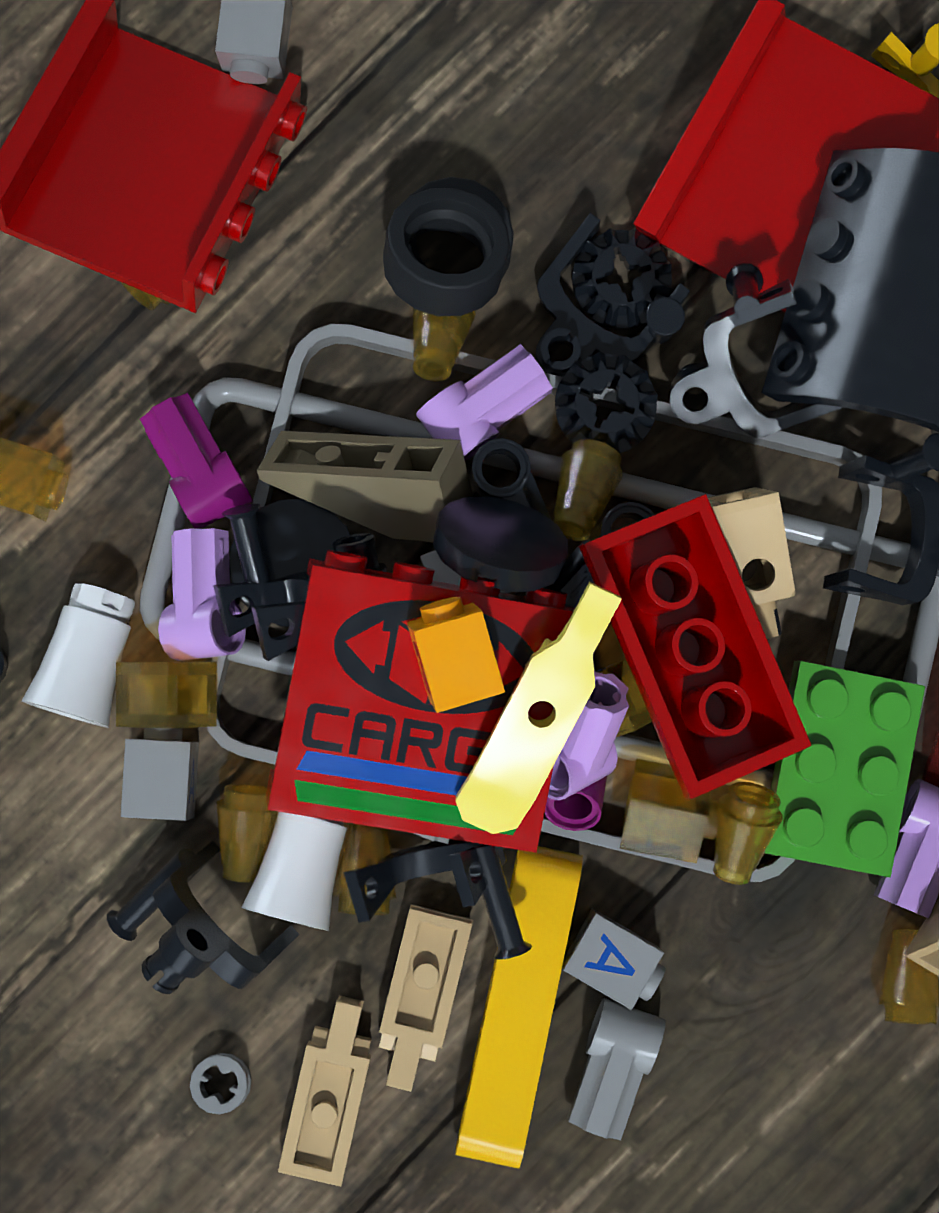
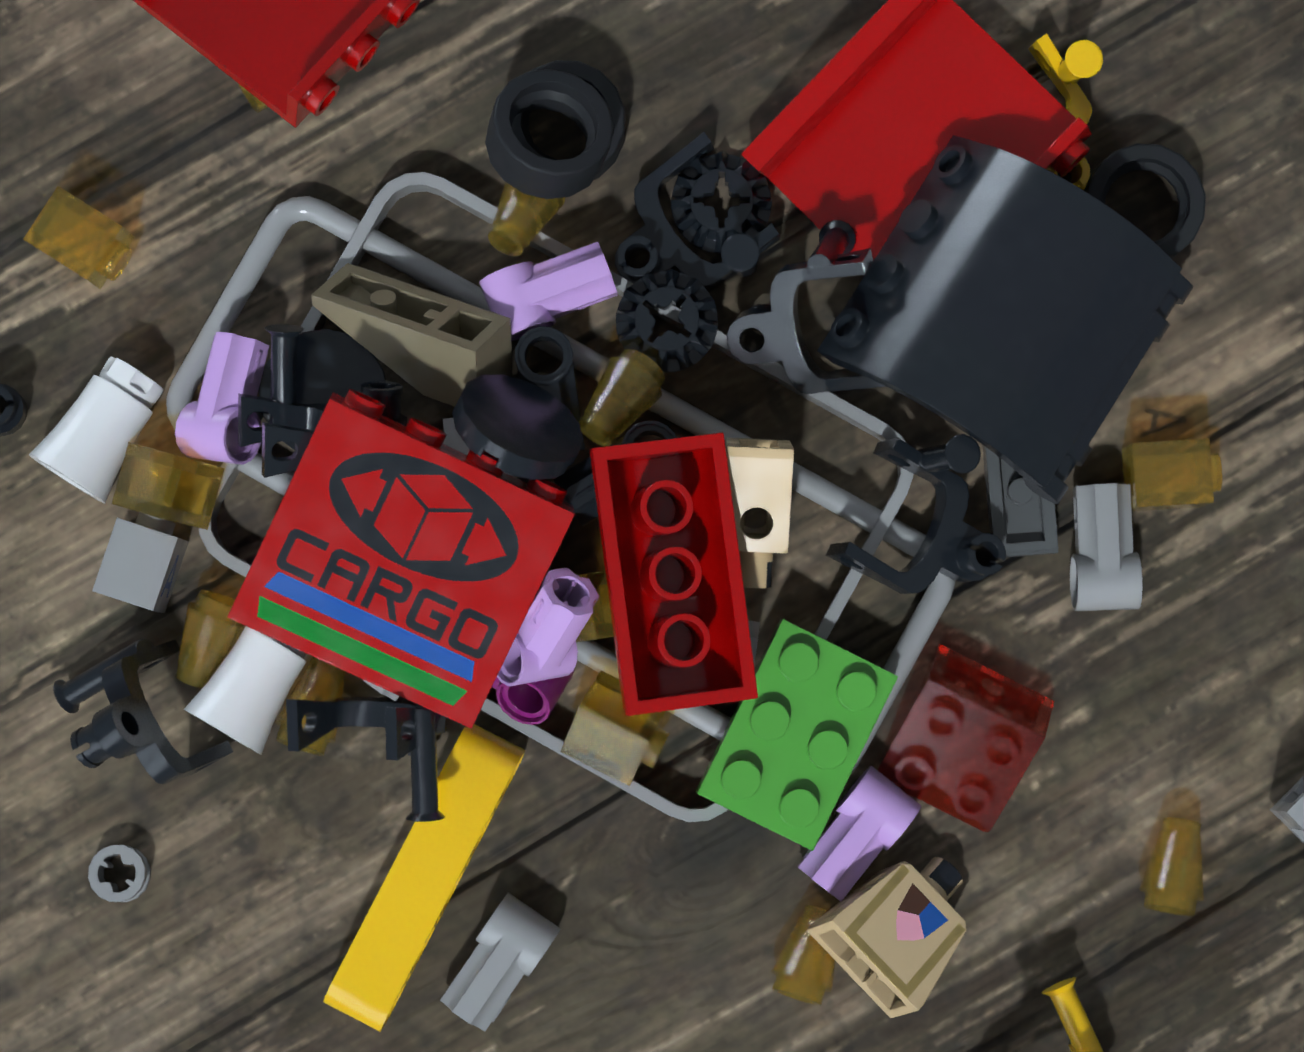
camera: 25 degrees right, 0 degrees up
(201, 475) = (259, 285): magenta piece -> none
(327, 1098) = (217, 914): tan hinge -> none
(422, 990) = (335, 837): tan hinge -> none
(455, 654) = (438, 517): light orange brick -> none
(525, 749) = (479, 623): light yellow piece -> none
(614, 960) = (527, 858): light grey brick -> none
(745, 828) = (682, 764): clear yellow cone -> none

